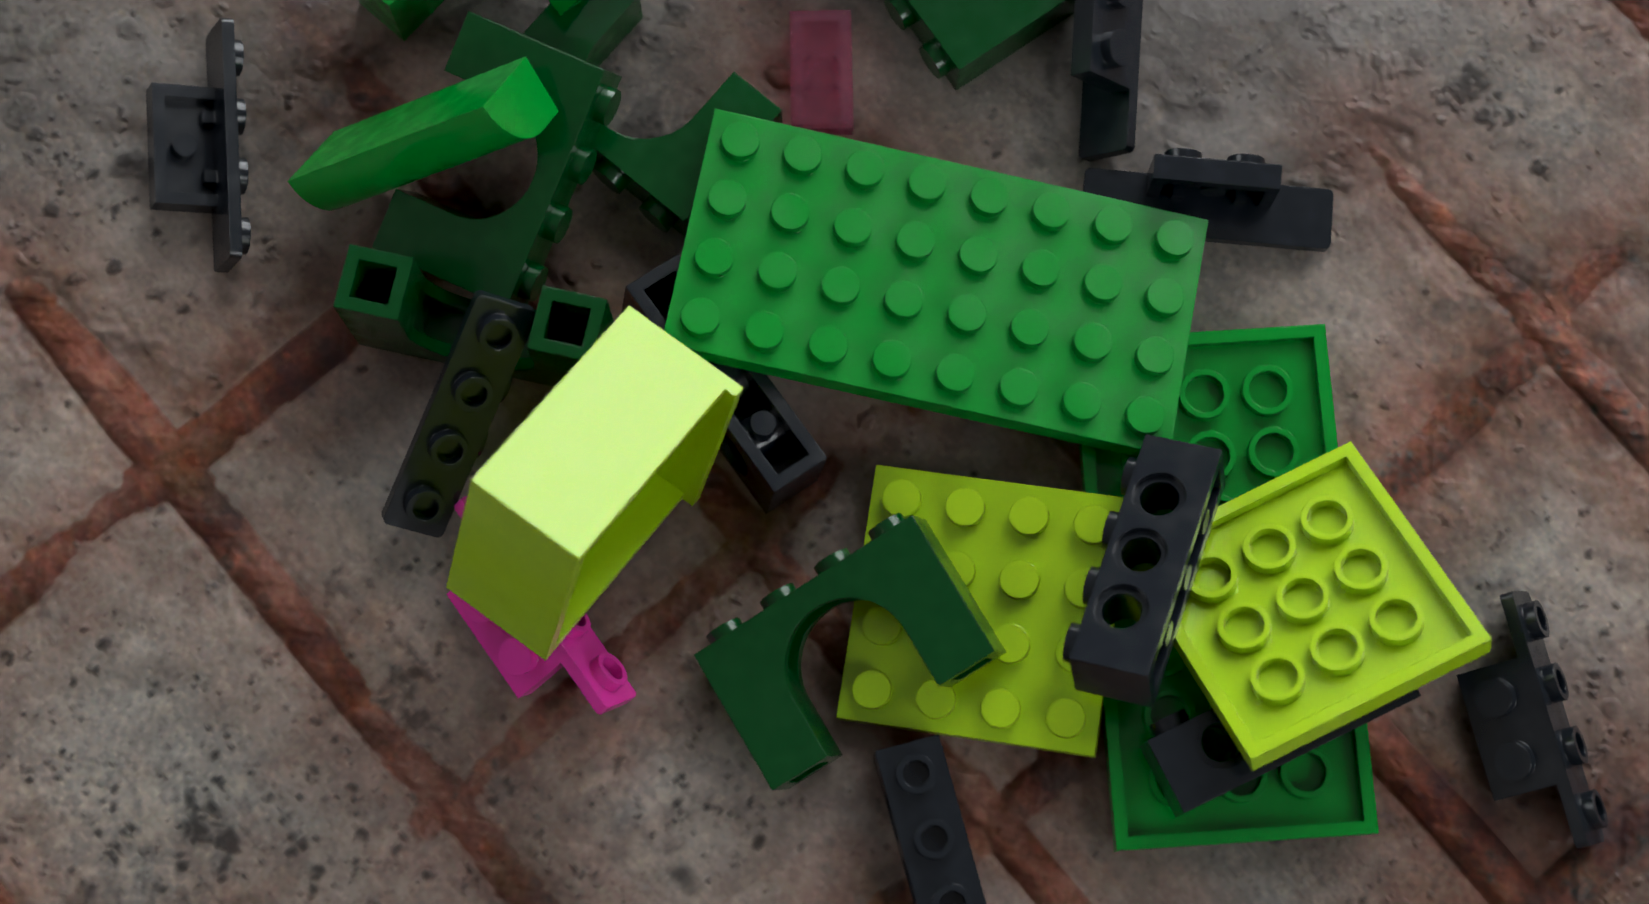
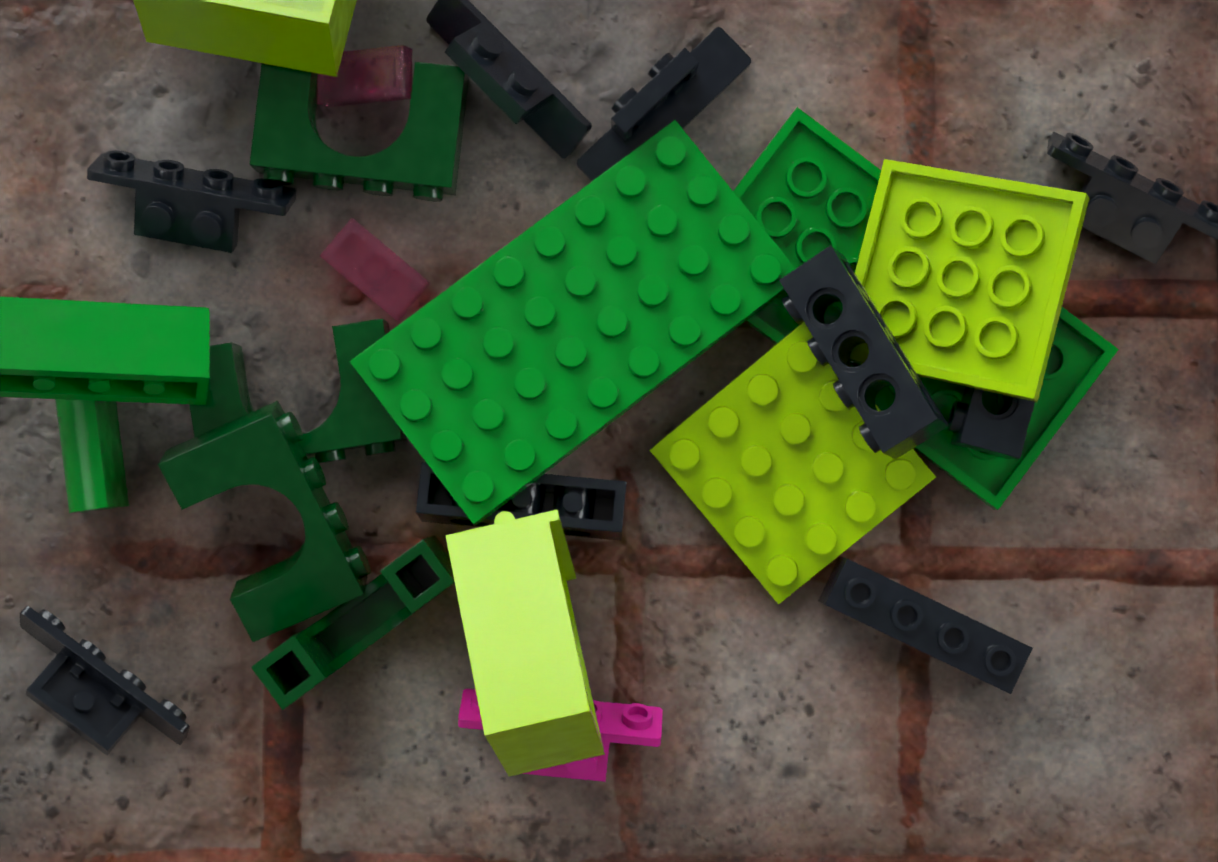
camera: 50 degrees left, 10 degrees up
(426, 136) = (215, 555): green brick -> none
(459, 414) = (408, 680): black bracket -> none
(759, 661) = (736, 499): dark green arch -> none

